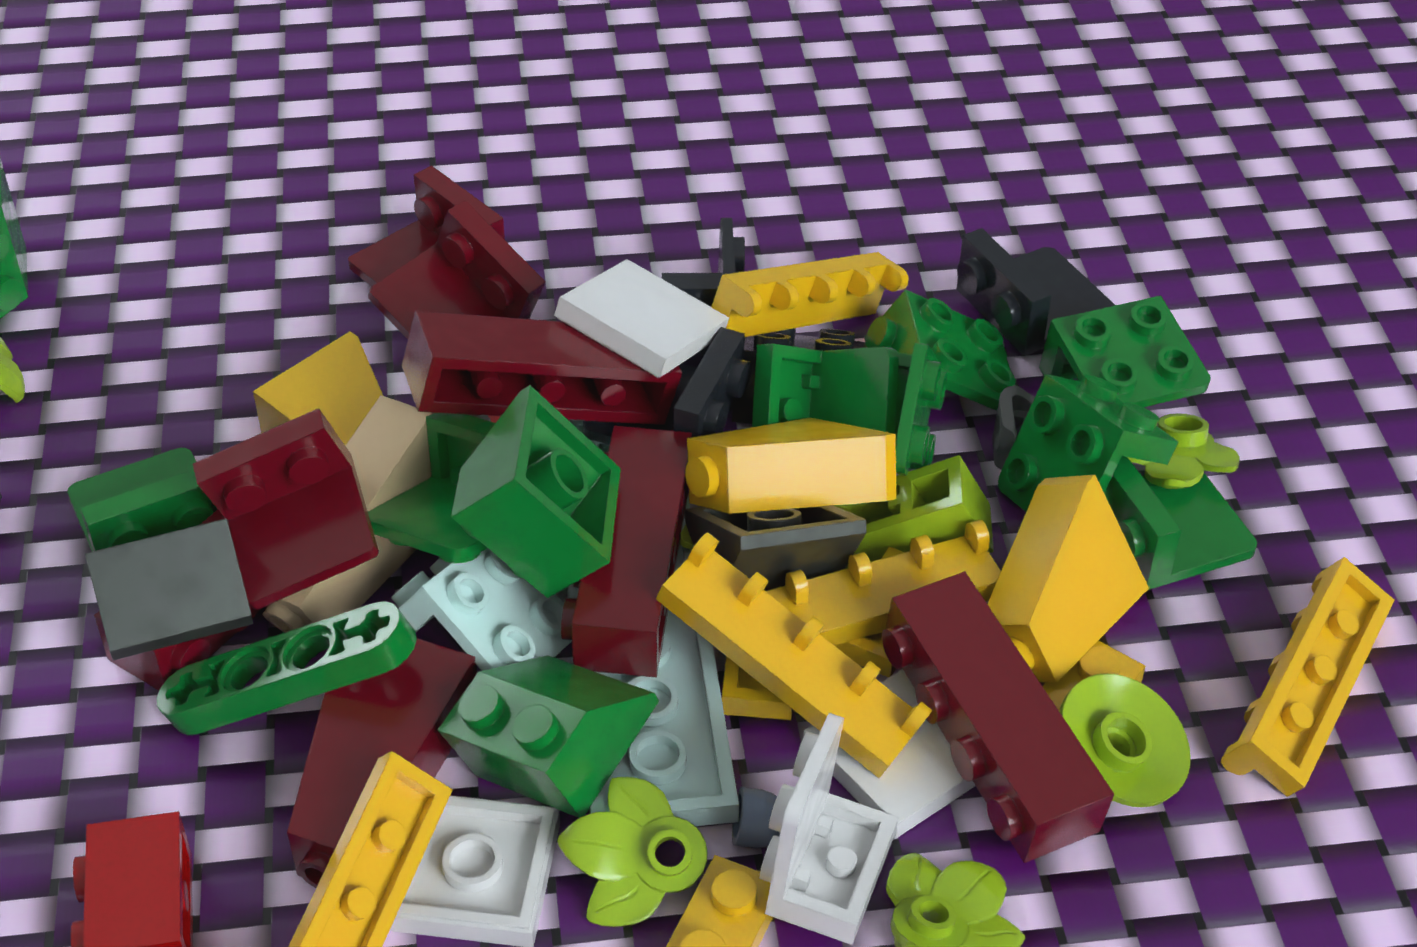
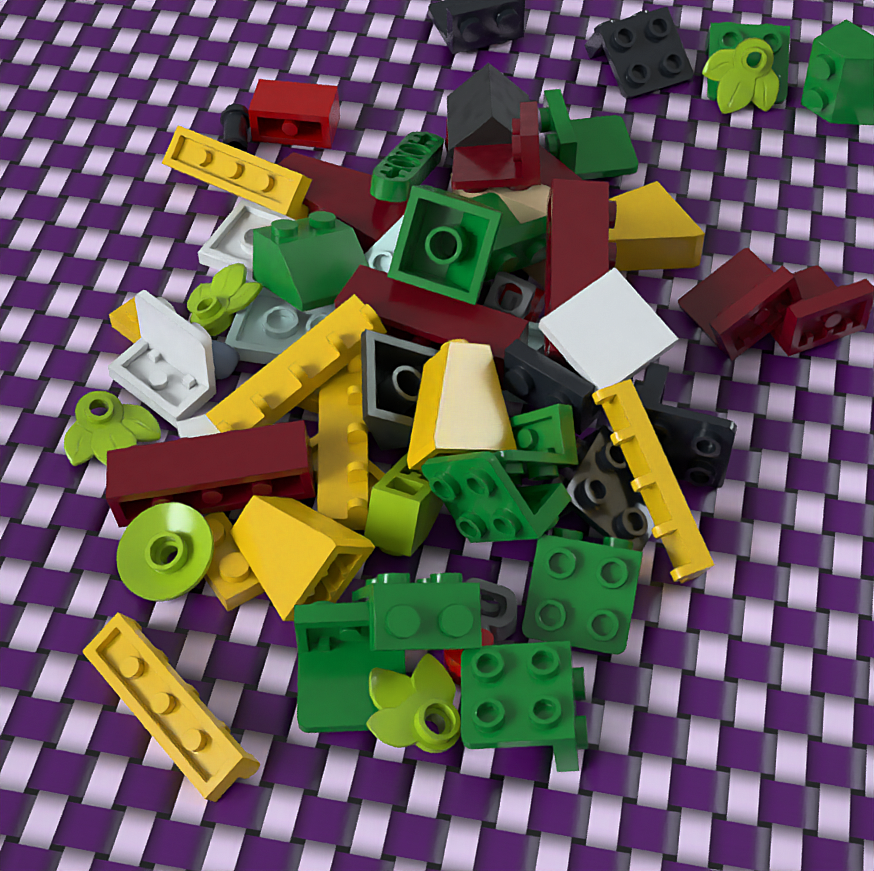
camera: 110 degrees right, 5 degrees up
(1023, 291) = (649, 680): black bracket -> none

